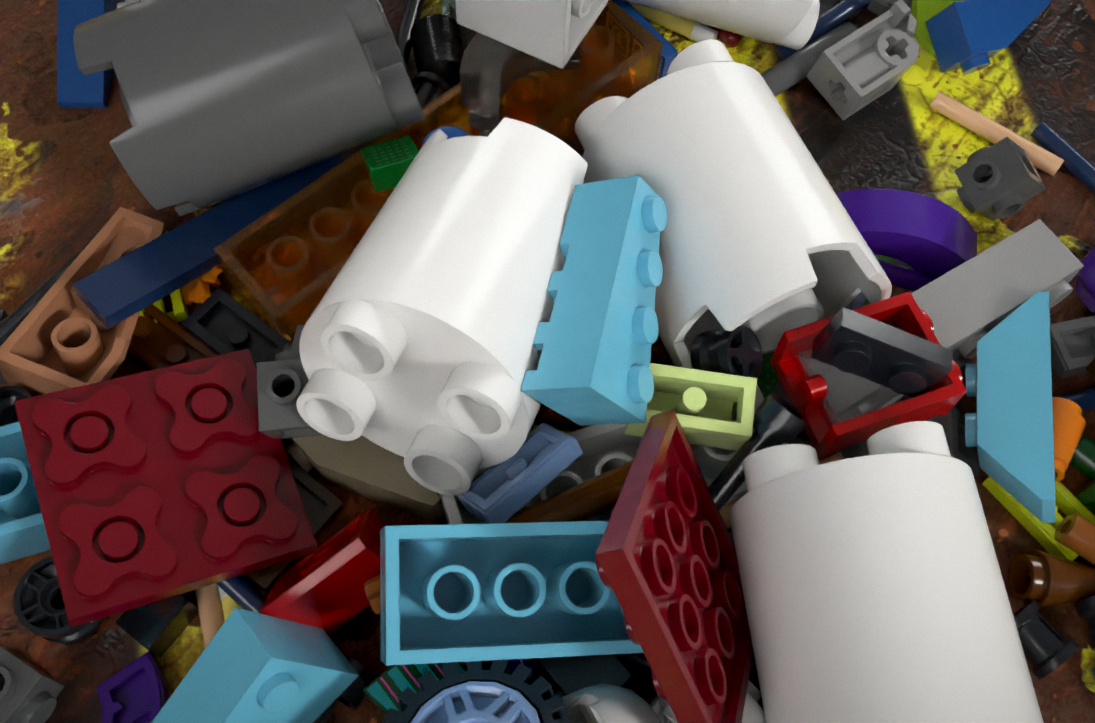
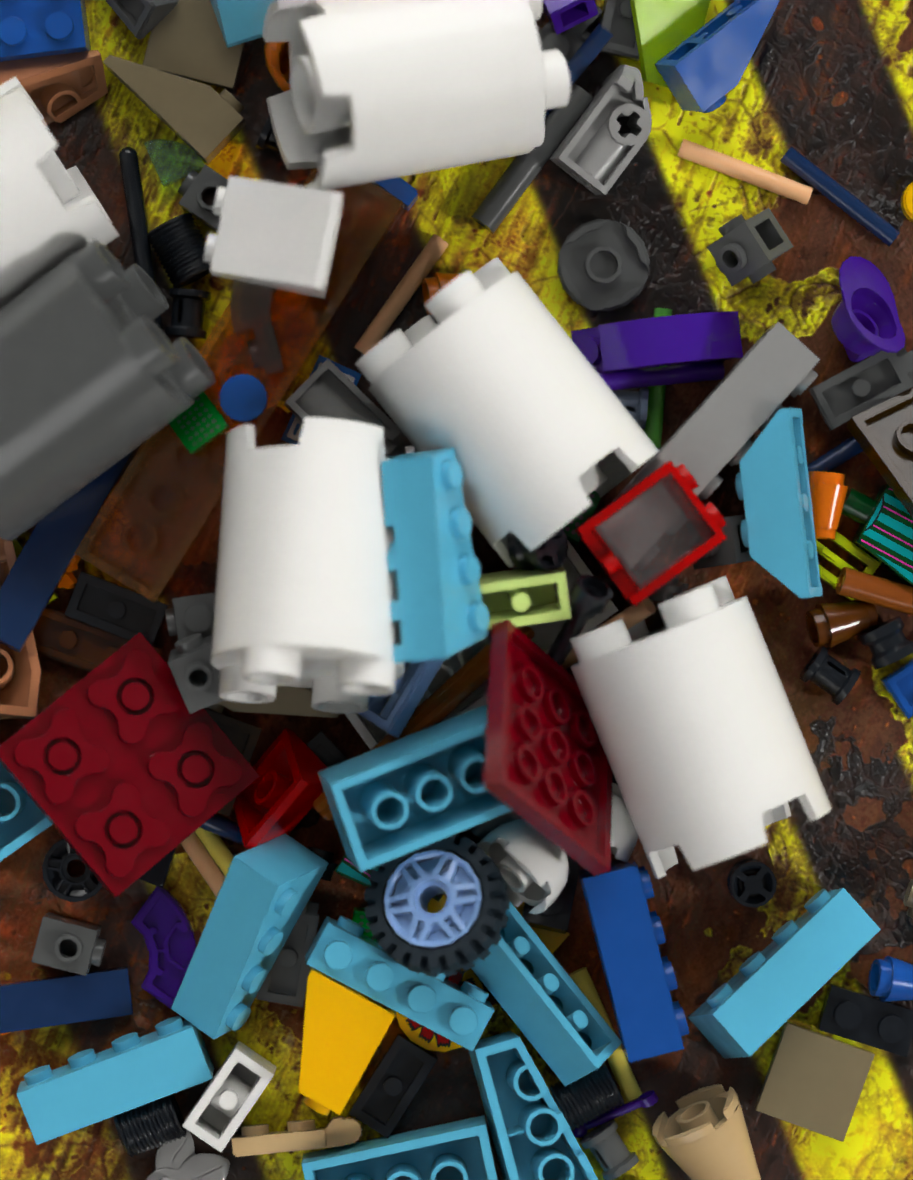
camera: 10 degrees left, 25 degrees up
(848, 161) = (603, 265): none -> dark grey tile
(881, 353) = (638, 530): black plate -> none

